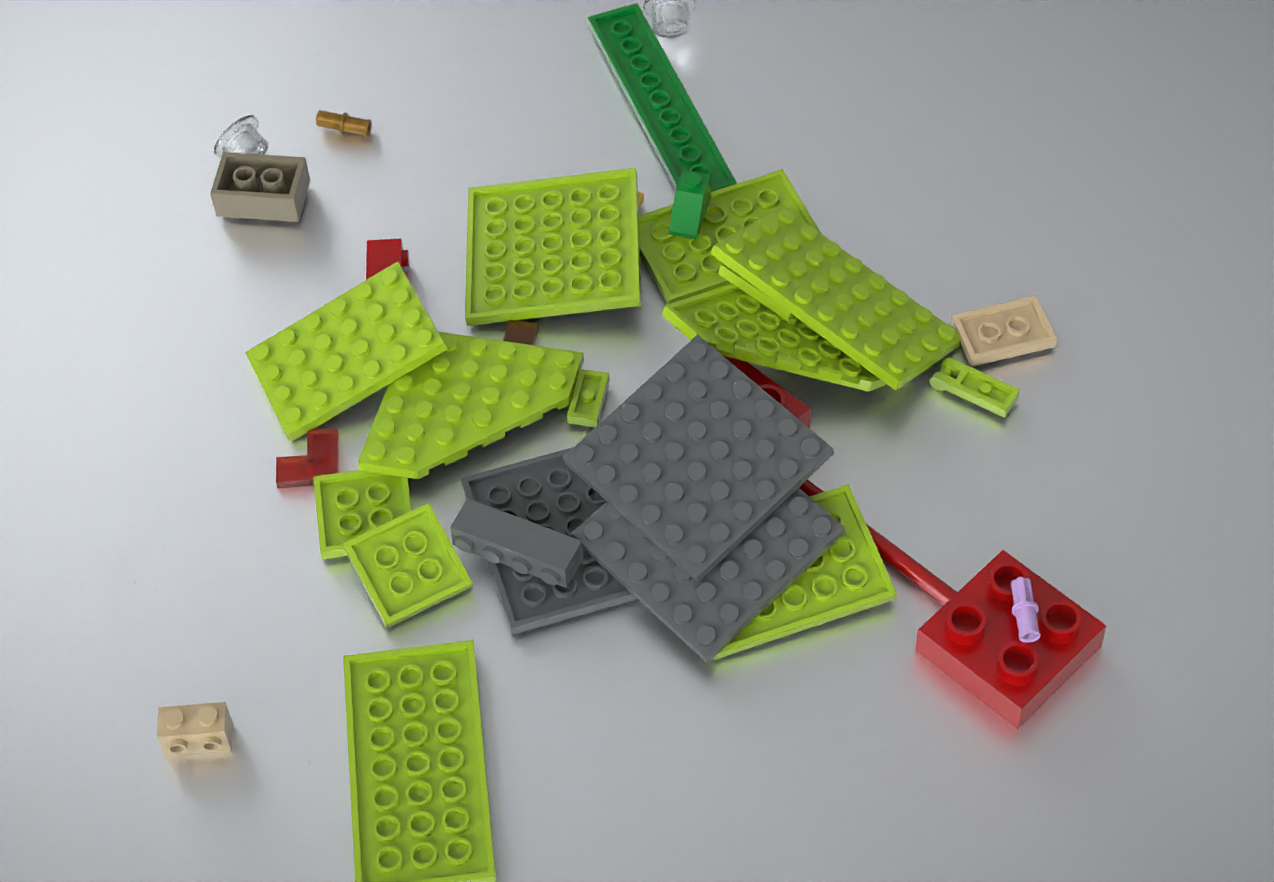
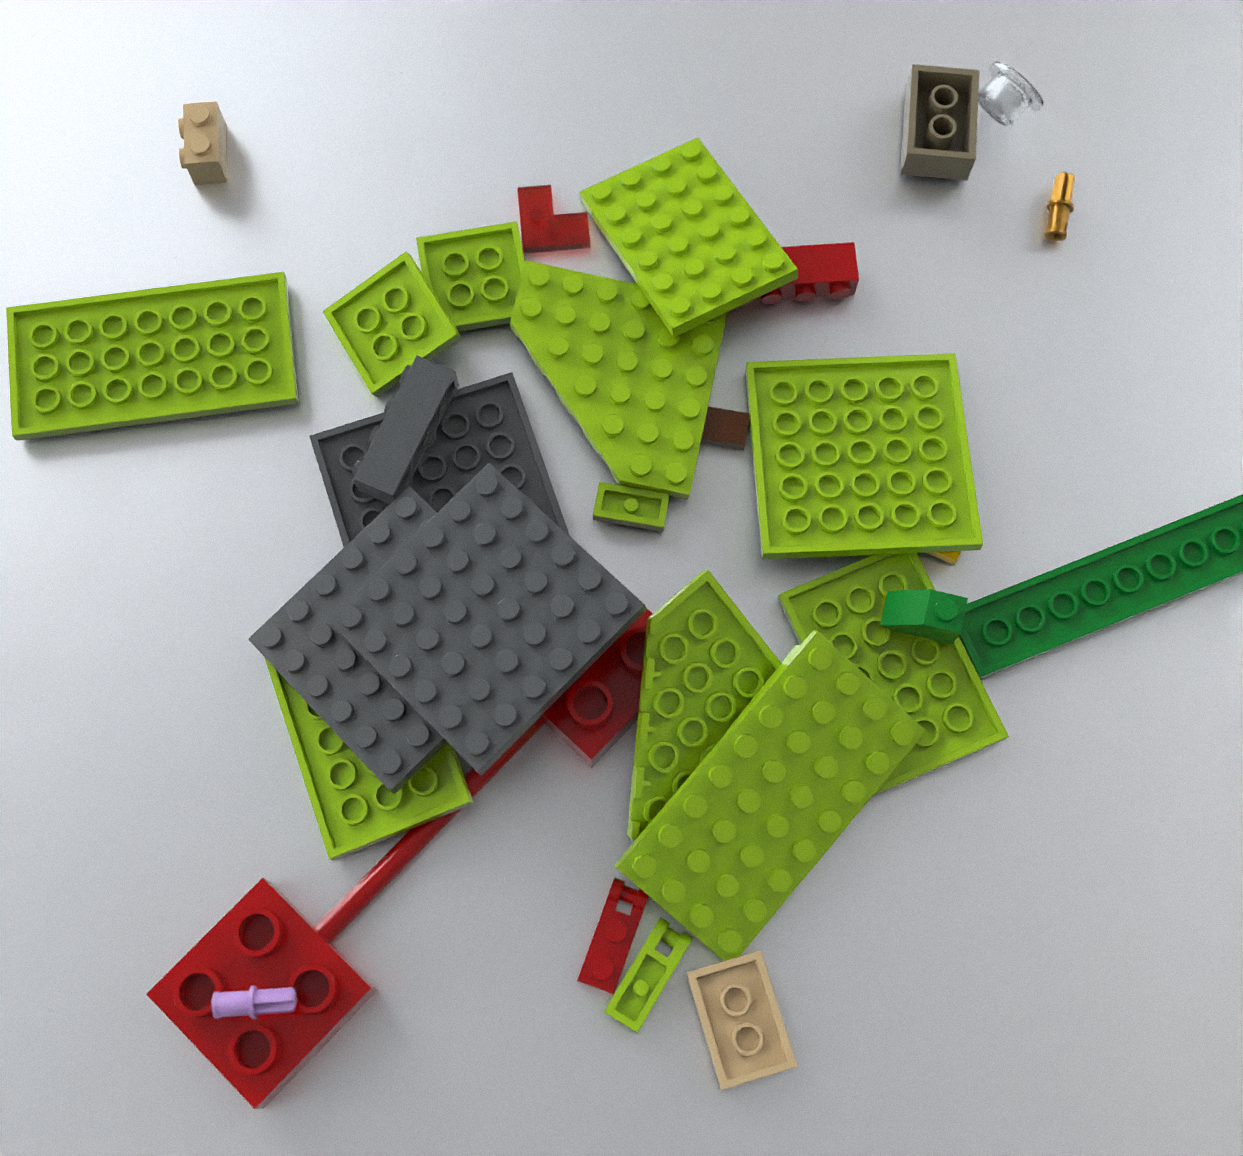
camera: 85 degrees right, 20 degrees up
(945, 411) = (613, 938): none -> red plate

